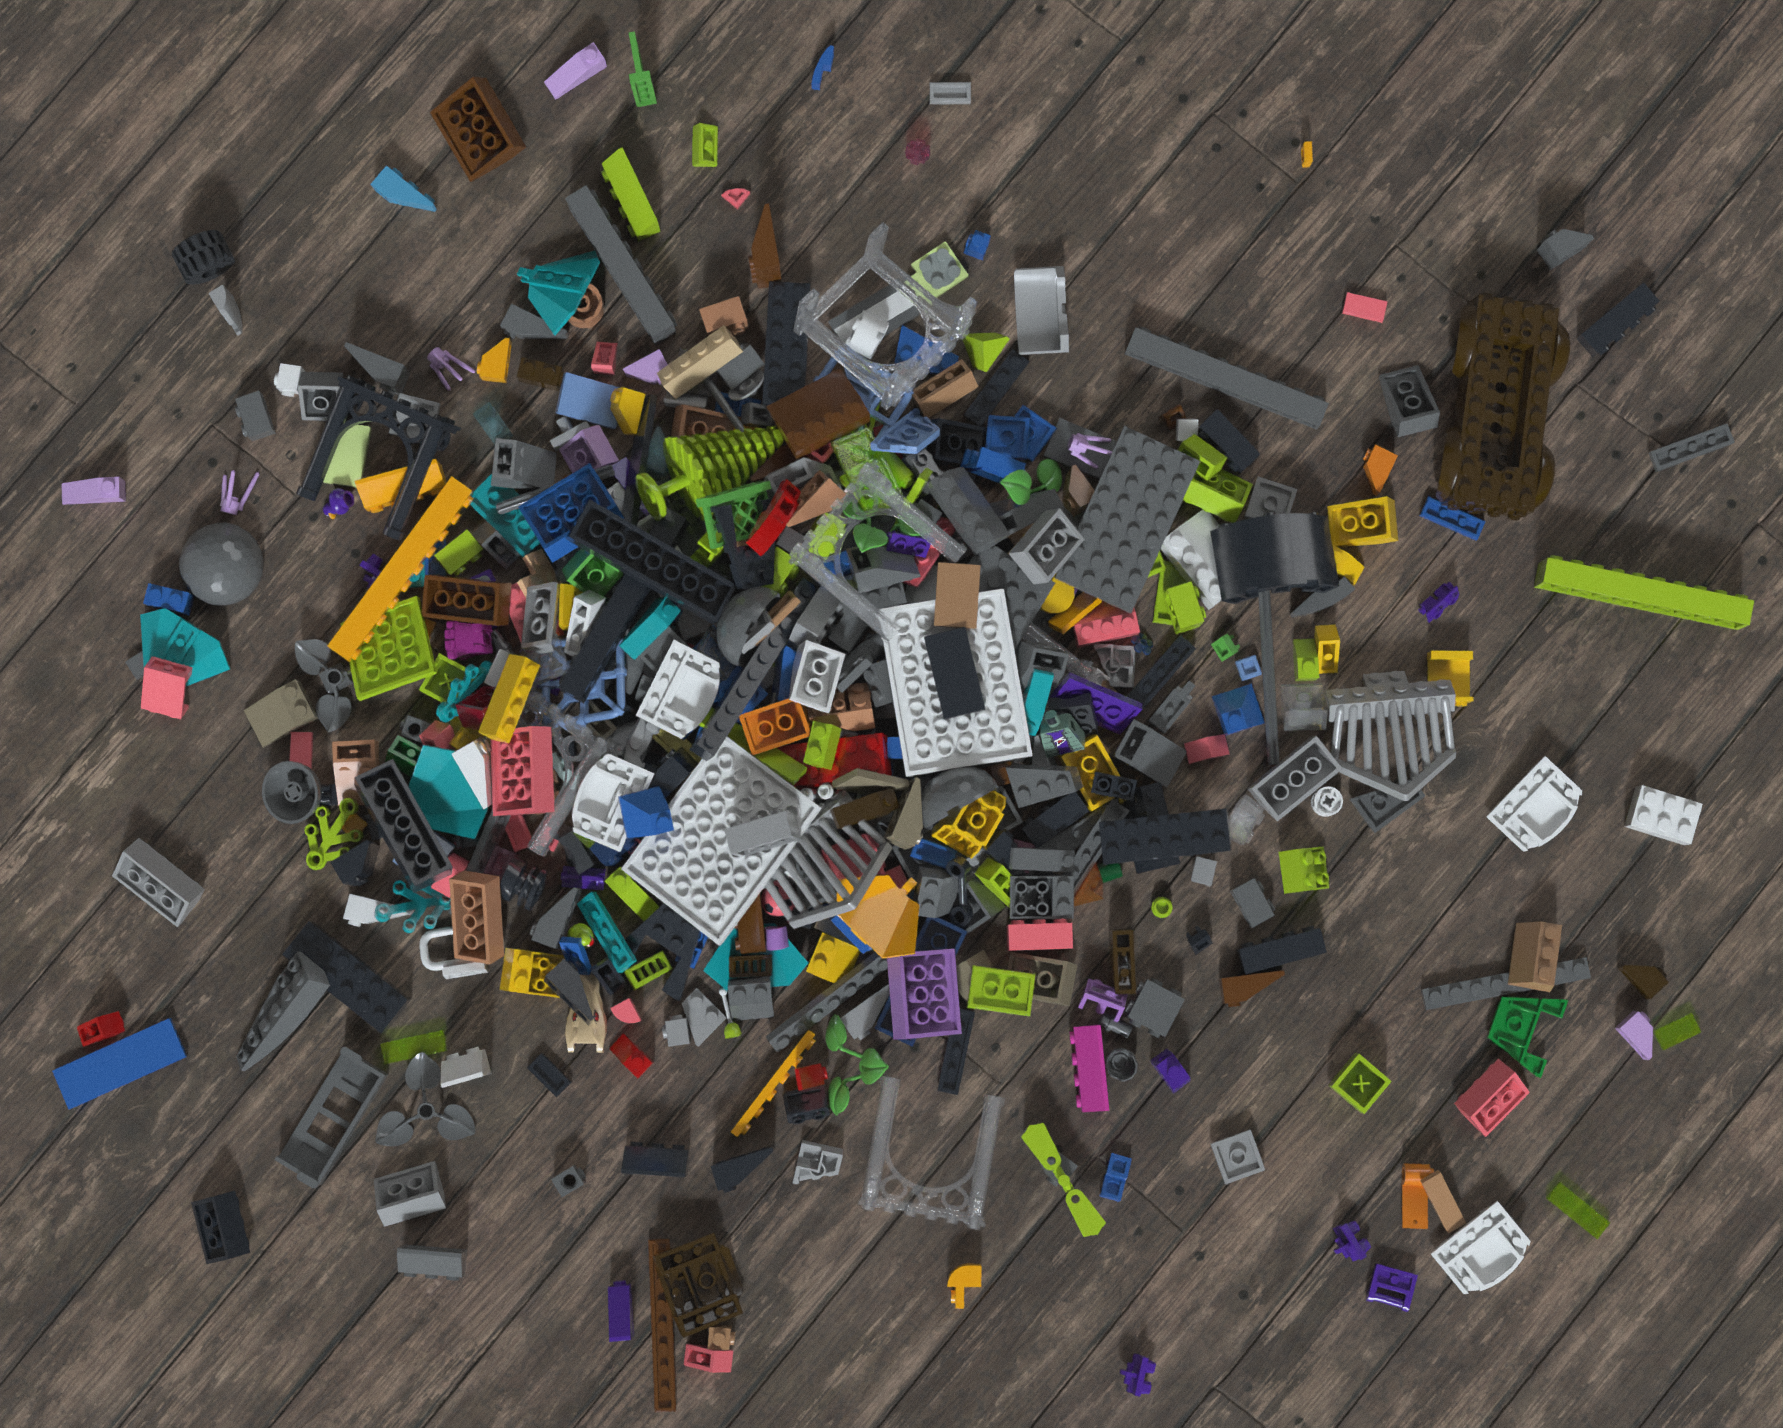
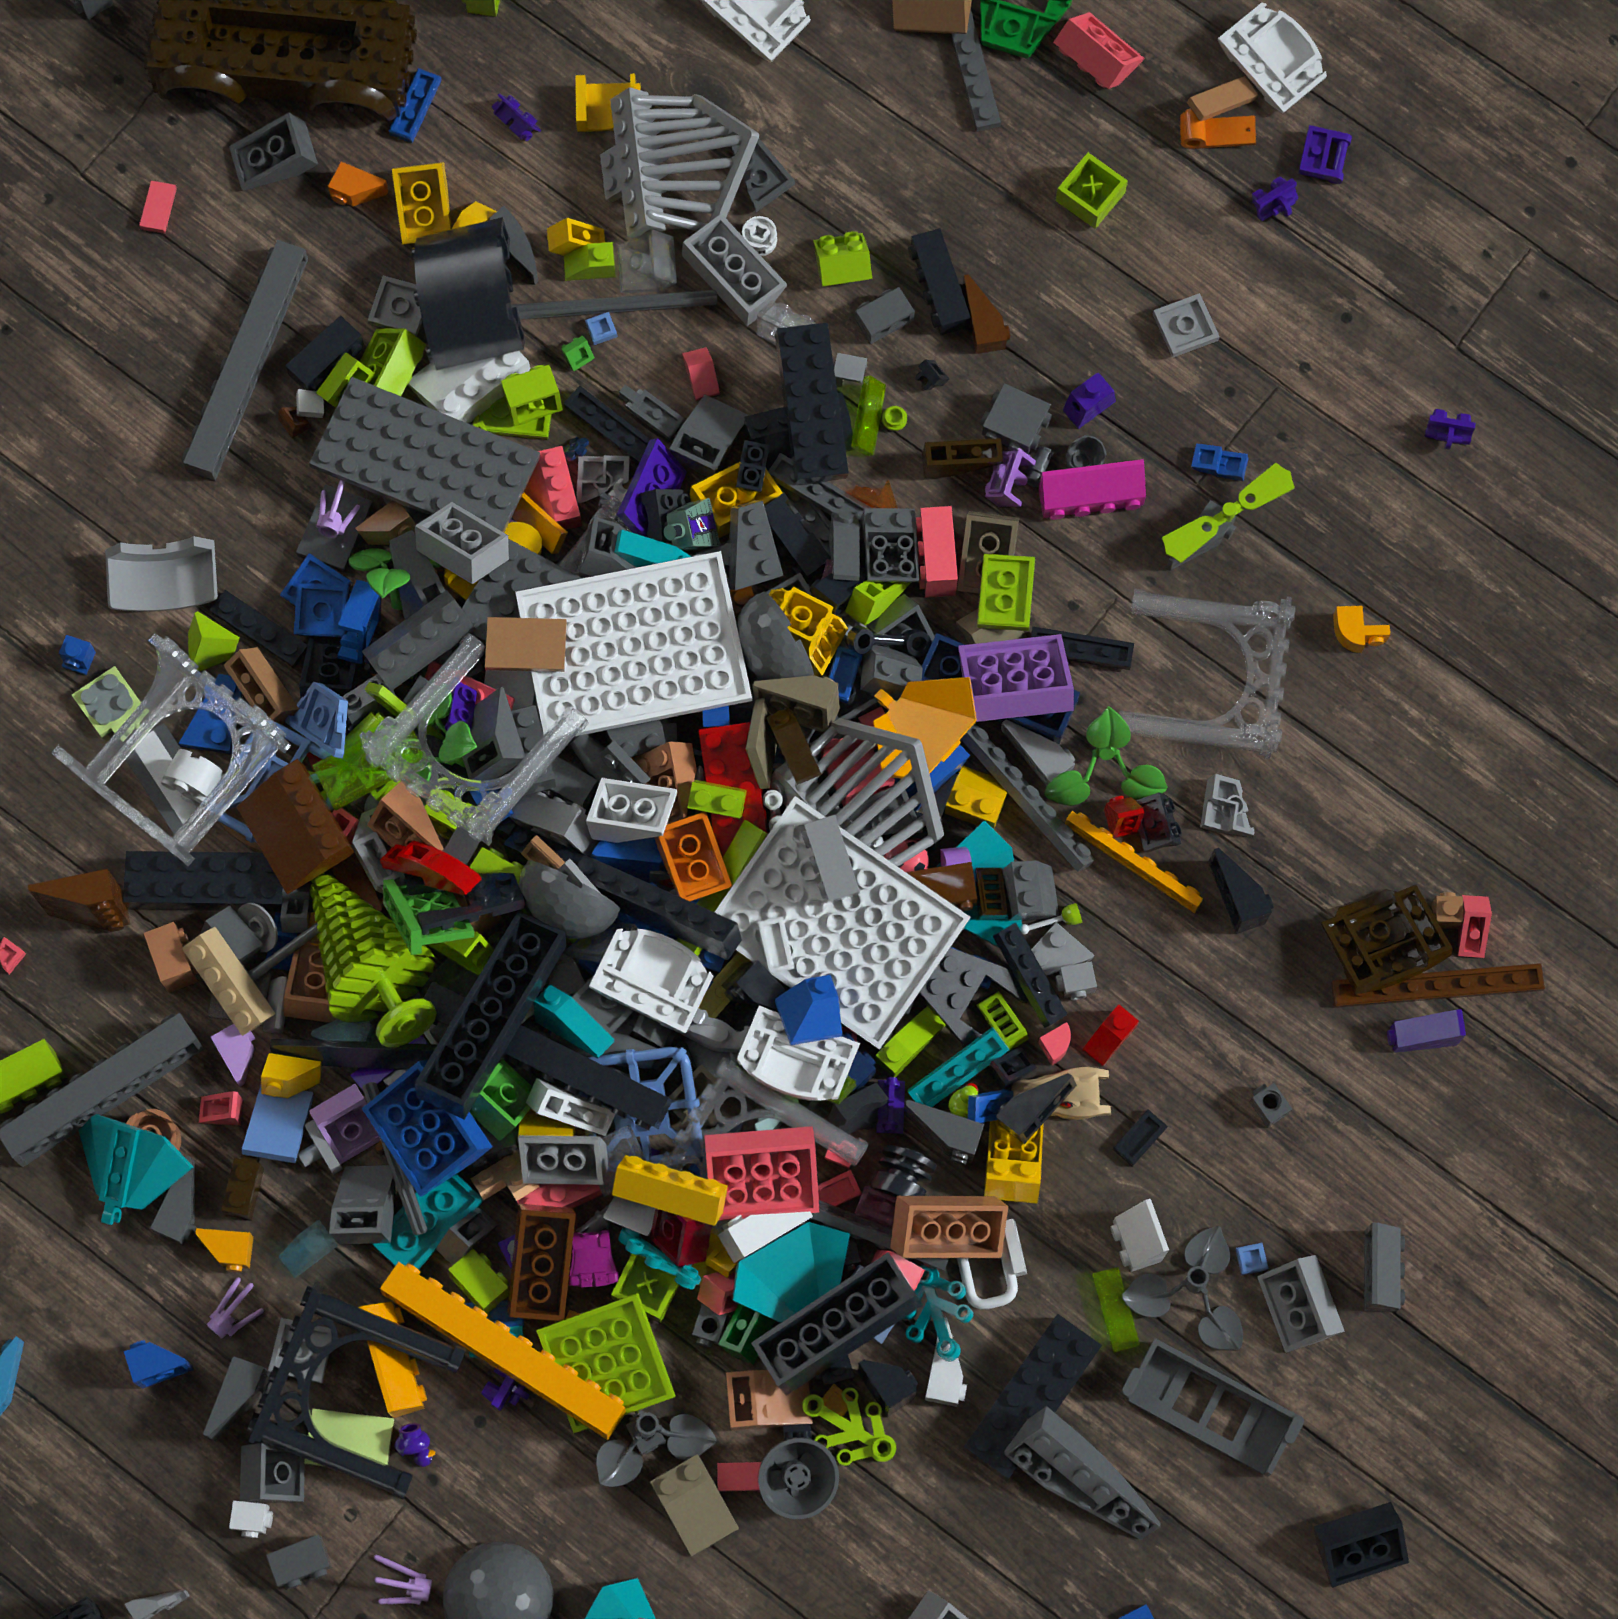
camera: 90 degrees left, 10 degrees down
(408, 307) = (153, 1364): none -> blue slope
(448, 1157) = (1251, 1259): none -> medium blue tile
(655, 1159) = (1238, 997): black slope -> none
(681, 993) = (1030, 975): none -> black plate
(704, 788) = (775, 945): none -> white tile
(954, 673) = (623, 642): black tile -> none
(1109, 871) = (854, 478): dark green brick -> none
(1163, 885) = (868, 415): none -> clear neon green tile
(1238, 709) = (653, 339): blue slope -> none

